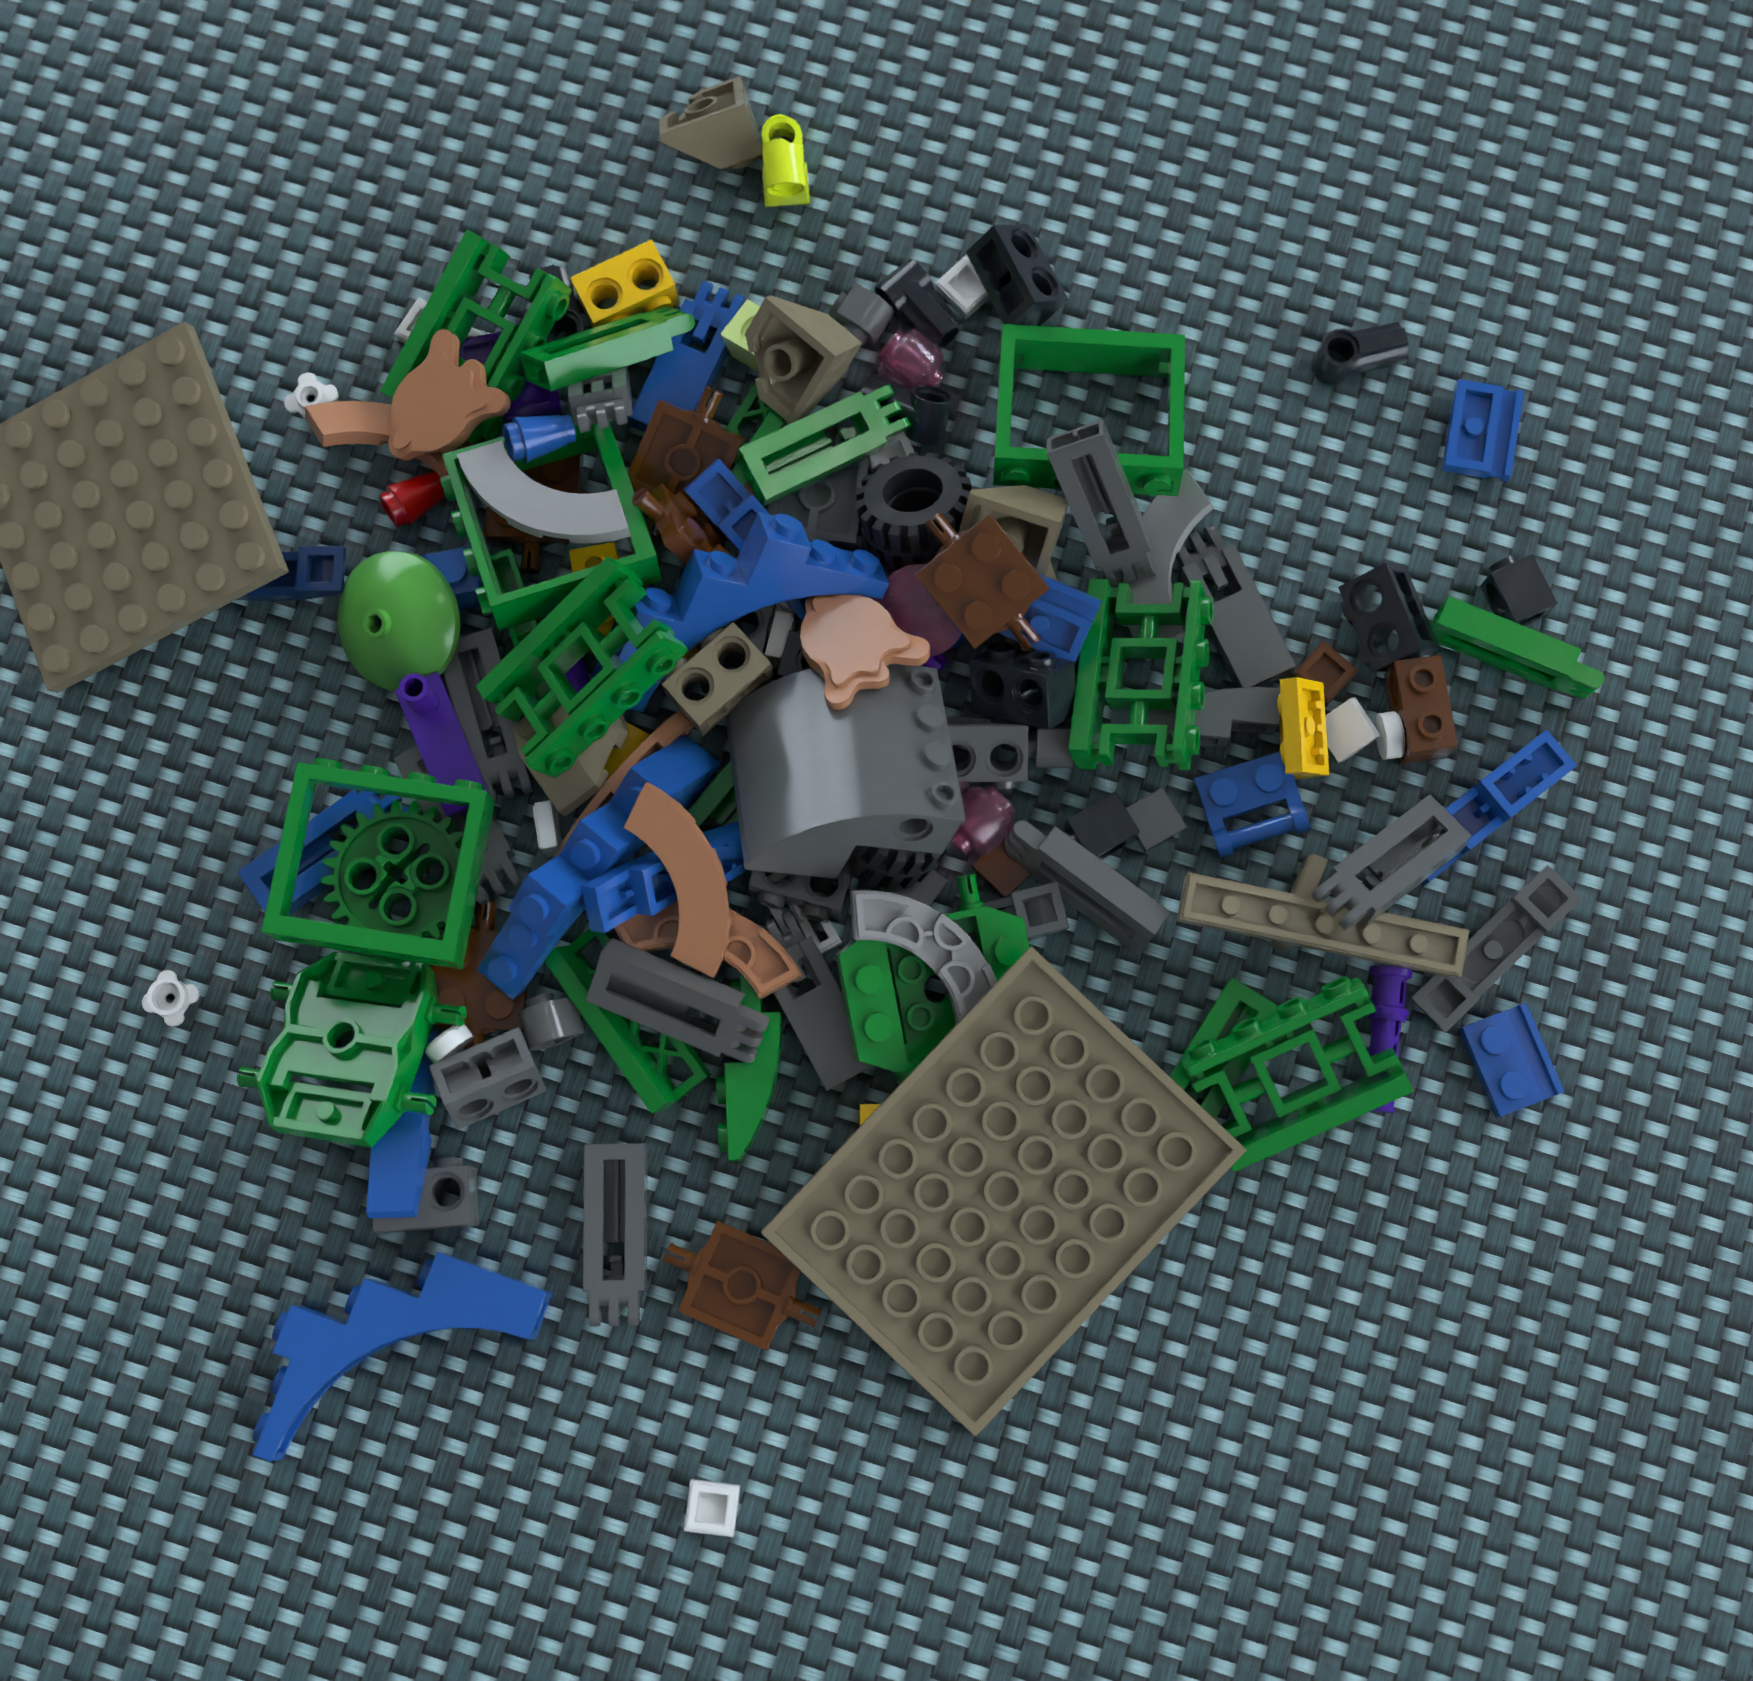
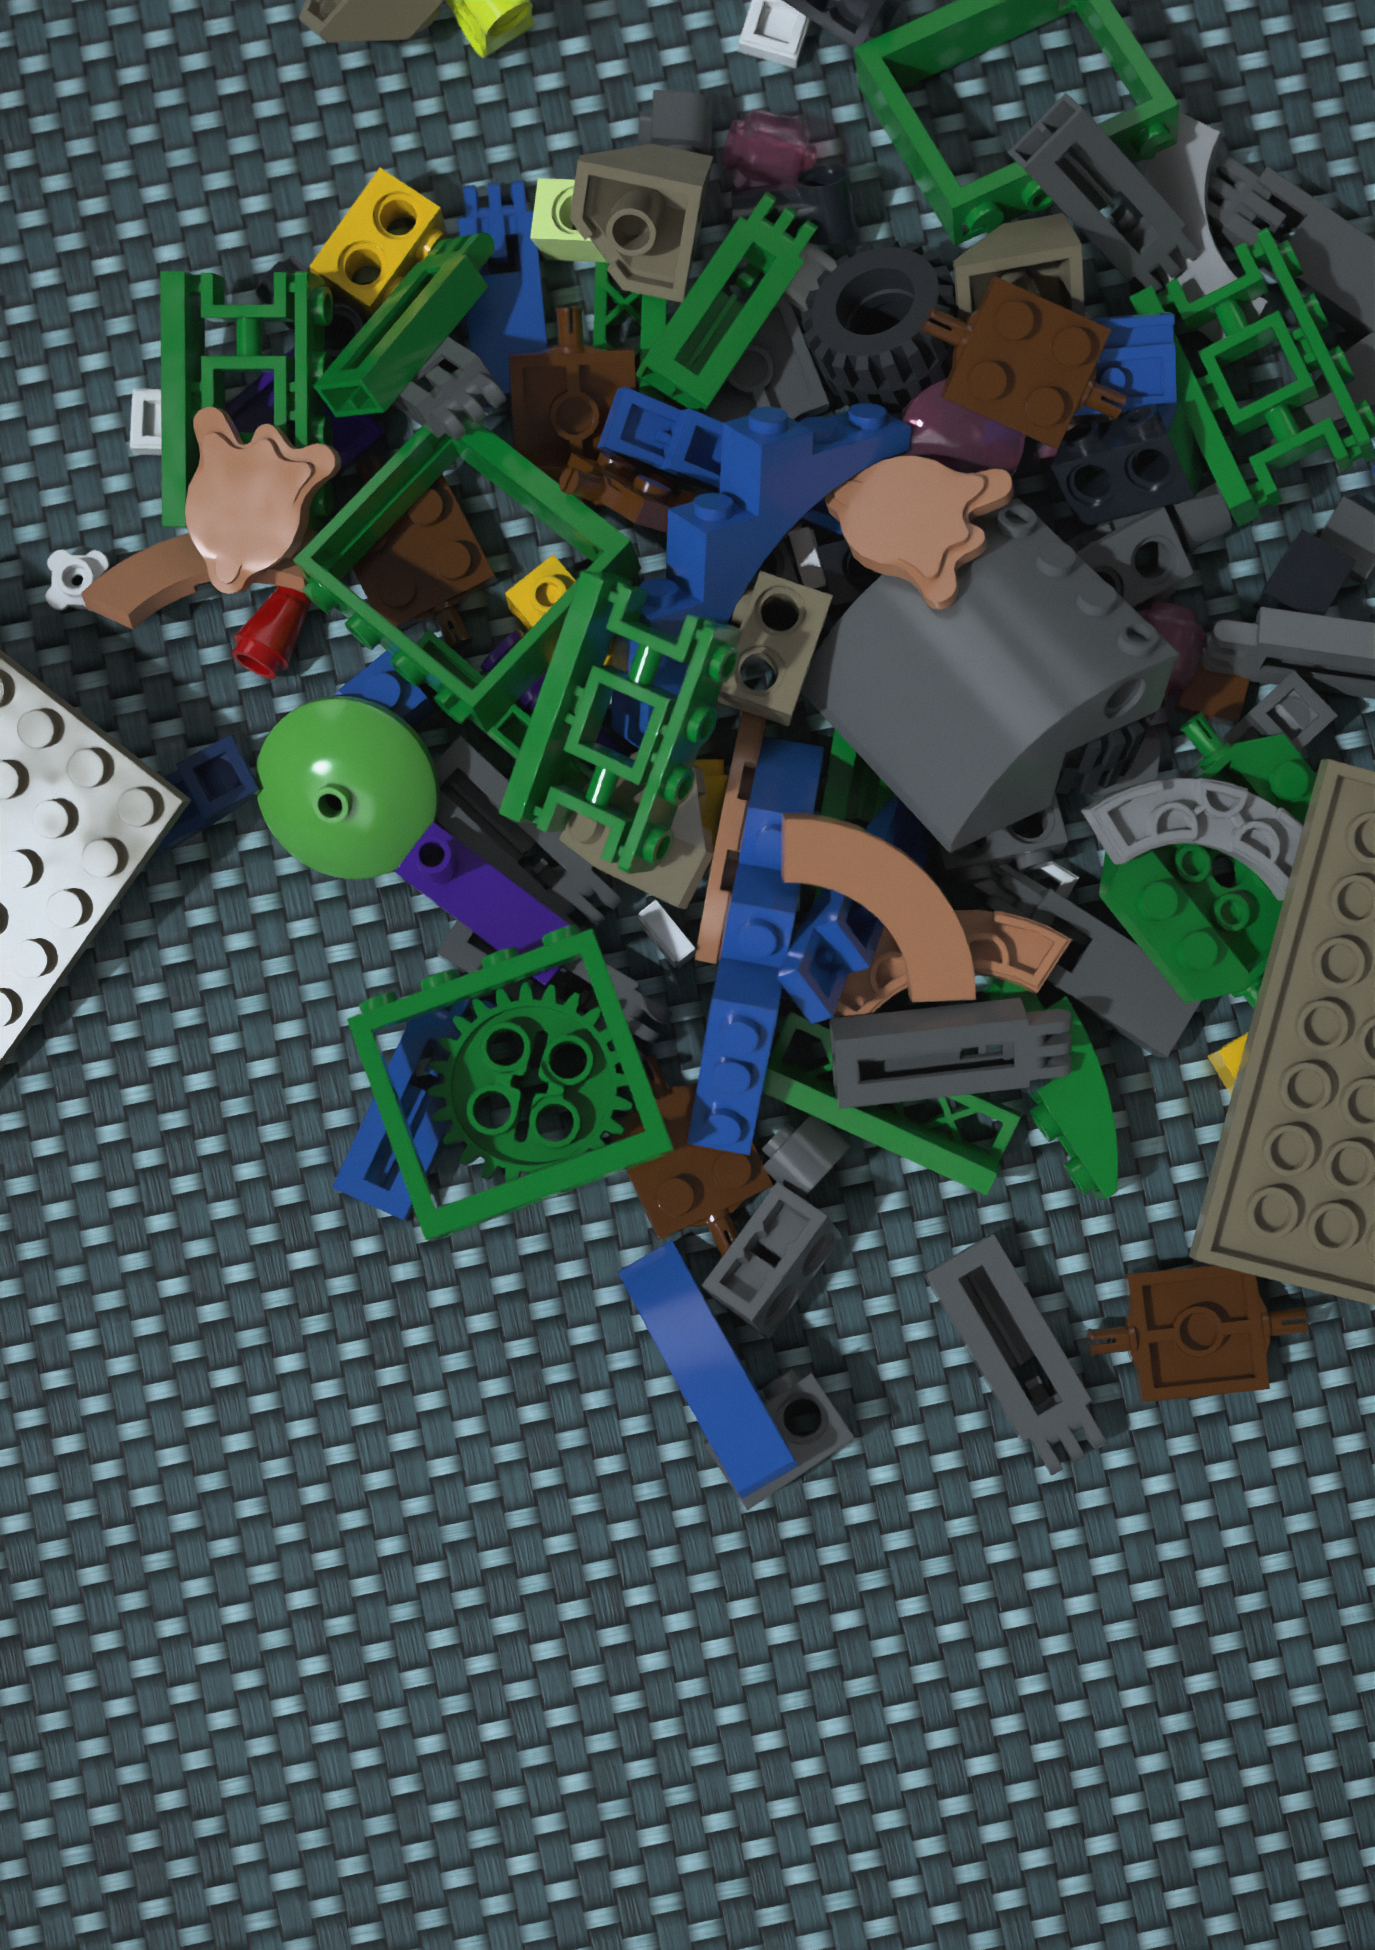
camera: 30 degrees left, 5 degrees up
(156, 998) = (325, 1390): white plate -> none
(326, 1347) = (763, 1671): blue arch -> none
(392, 1014) = (624, 1249): green piece -> none
(448, 1043) = (704, 1247): white tile -> none
(537, 435) = (397, 475): blue cone -> none
(539, 508) = (451, 560): light grey tile -> none
(712, 1508) = (1305, 1599): white tile -> none
(914, 299) = (733, 77): black piece -> none

